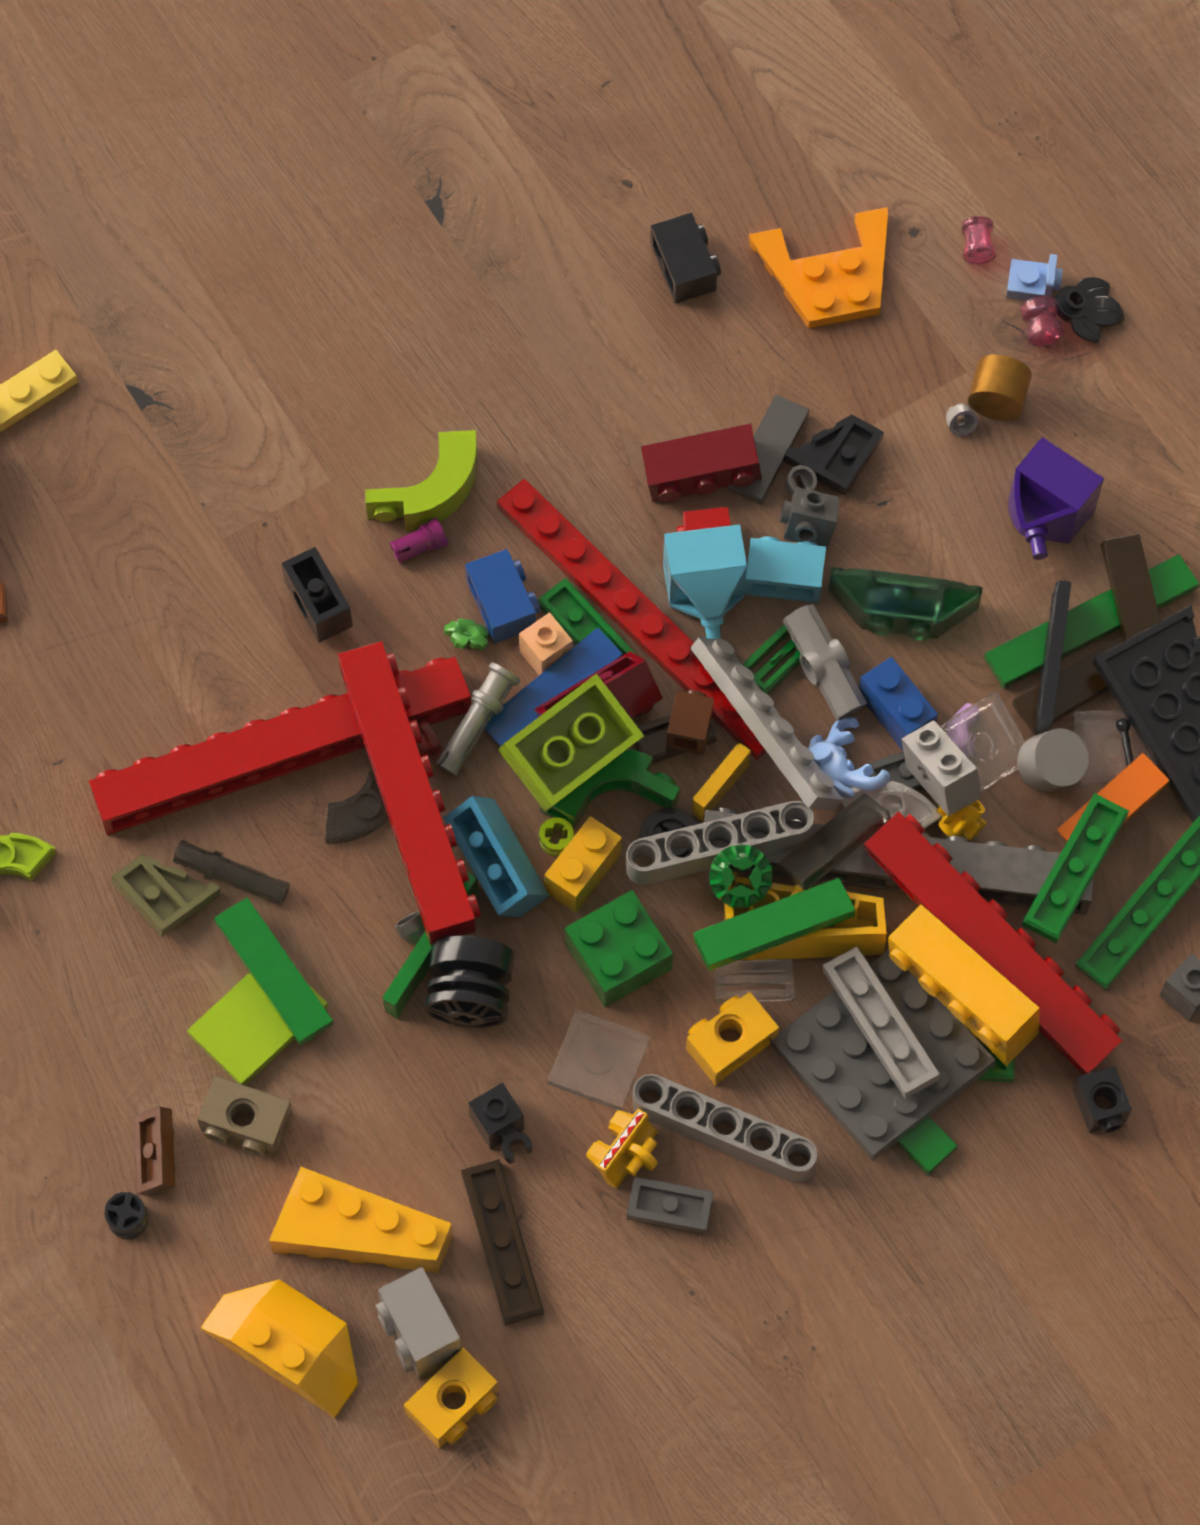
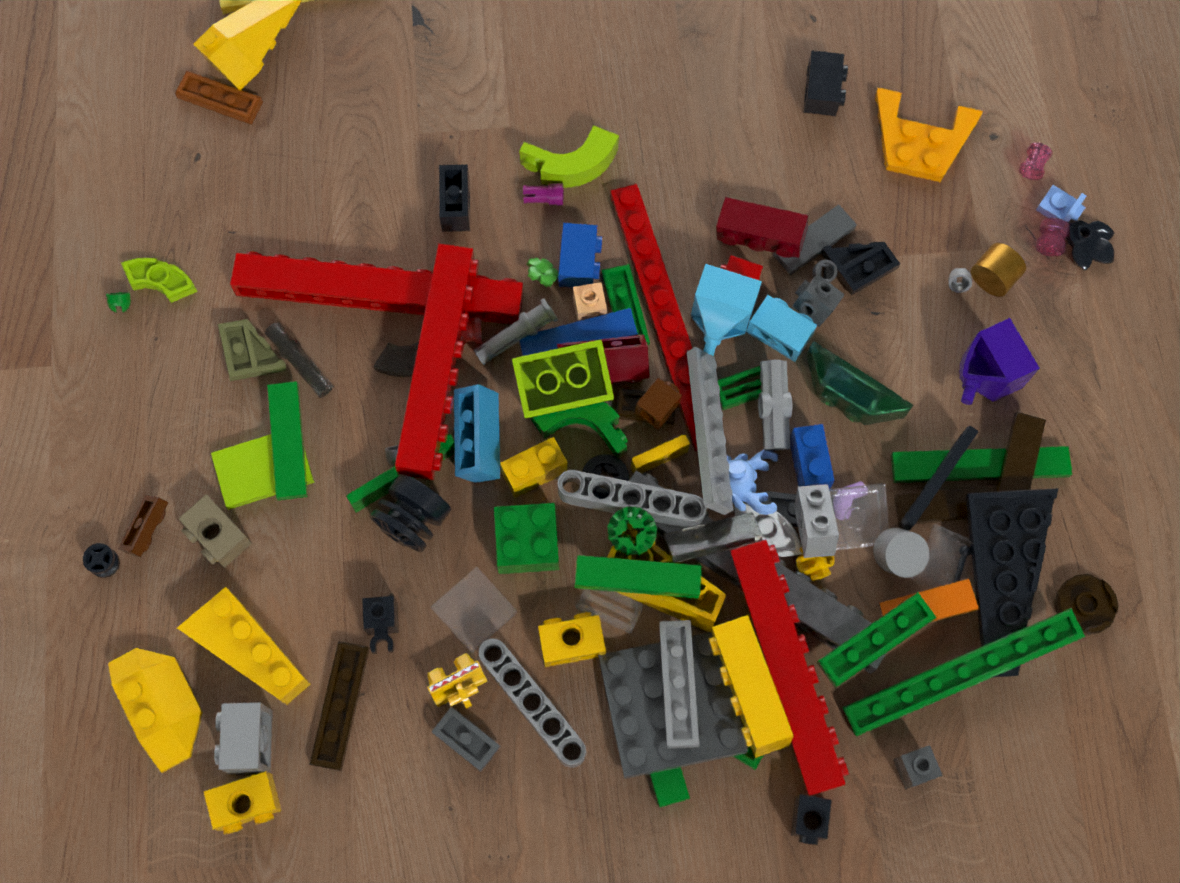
camera: 25 degrees right, 5 degrees up
(549, 828) = (527, 430): lime bush -> none

